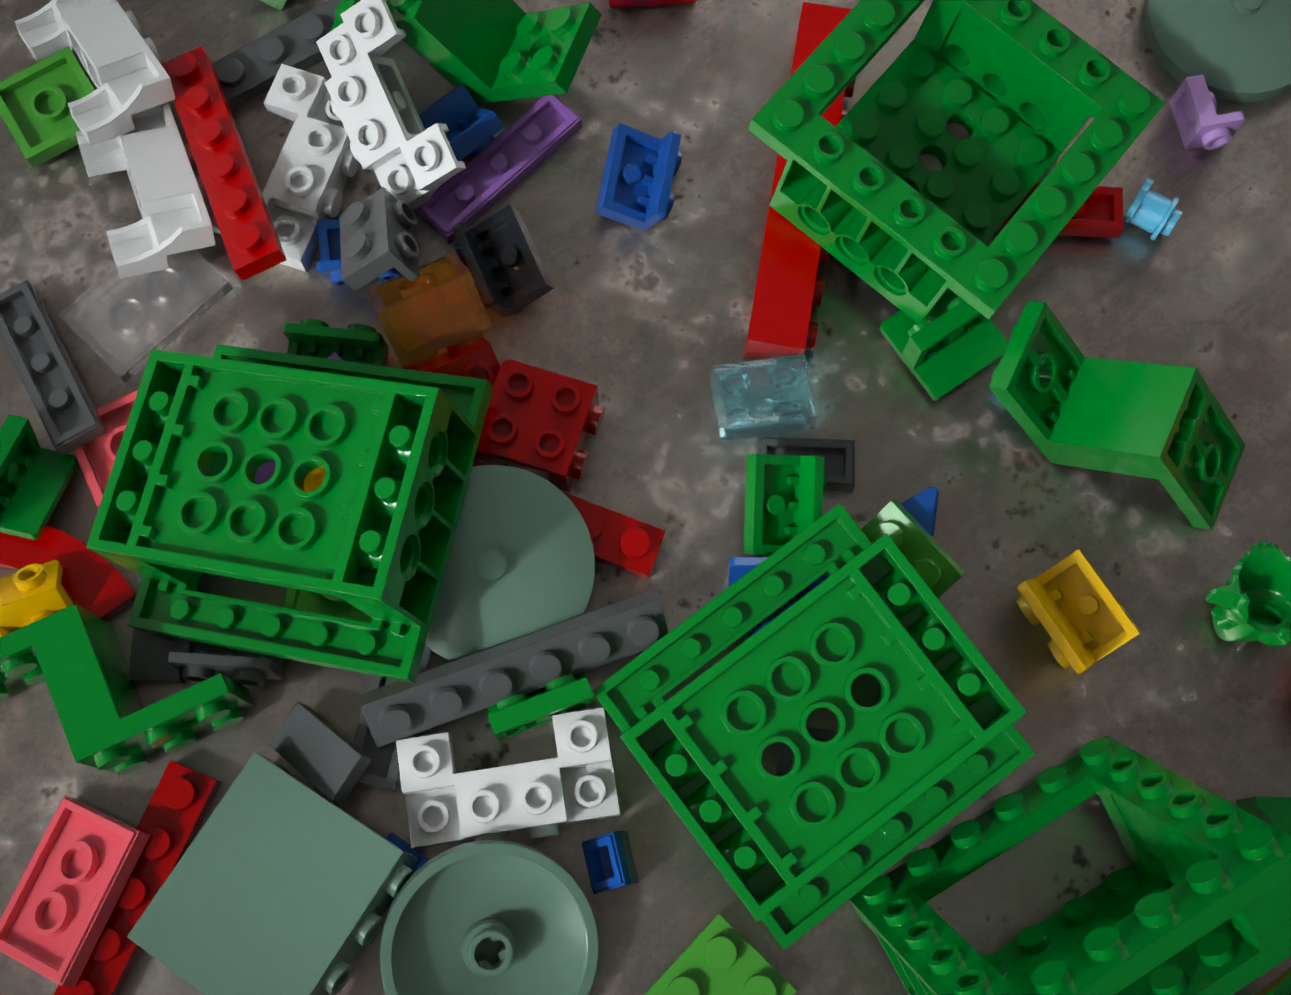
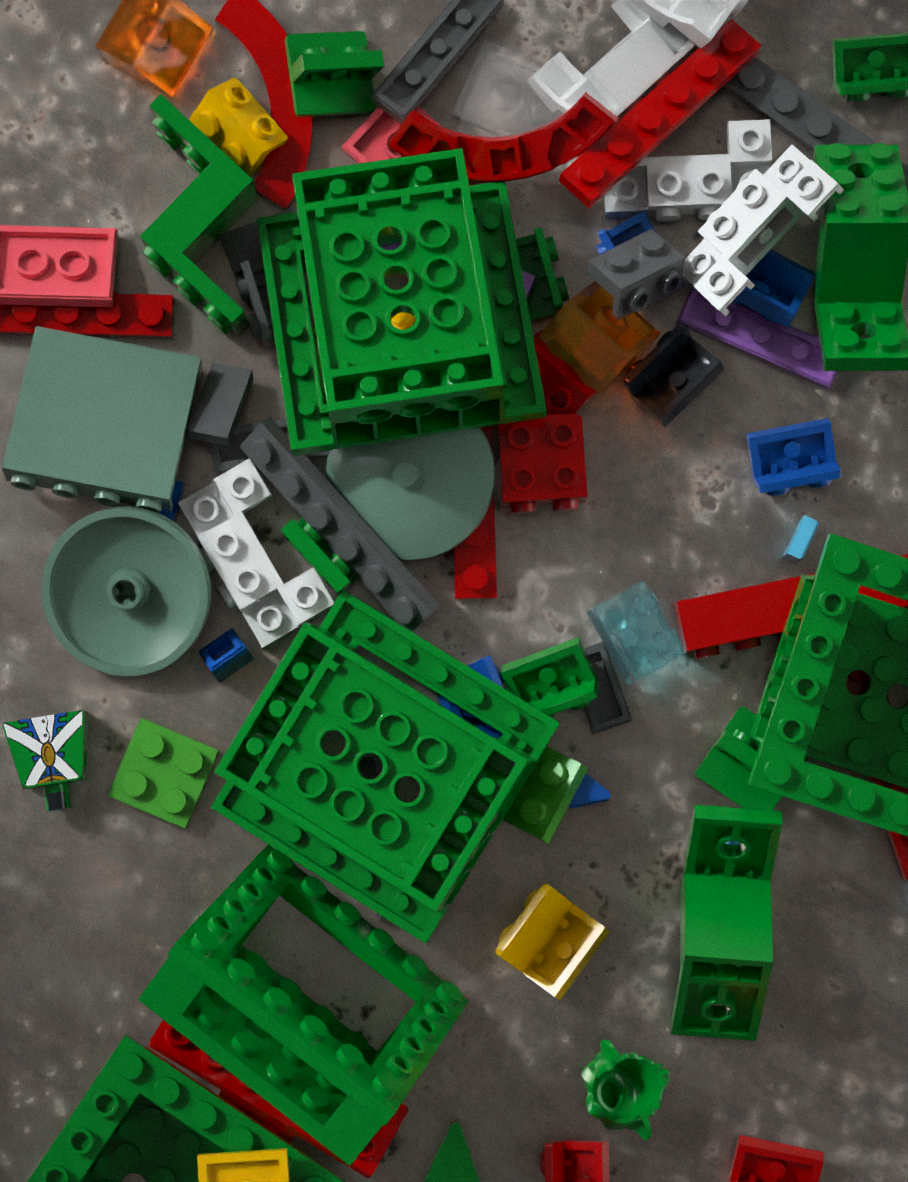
camera: 65 degrees right, 10 degrees up
(198, 298) = (514, 155): none -> red tile
(727, 201) = (800, 539): none -> medium azure tile

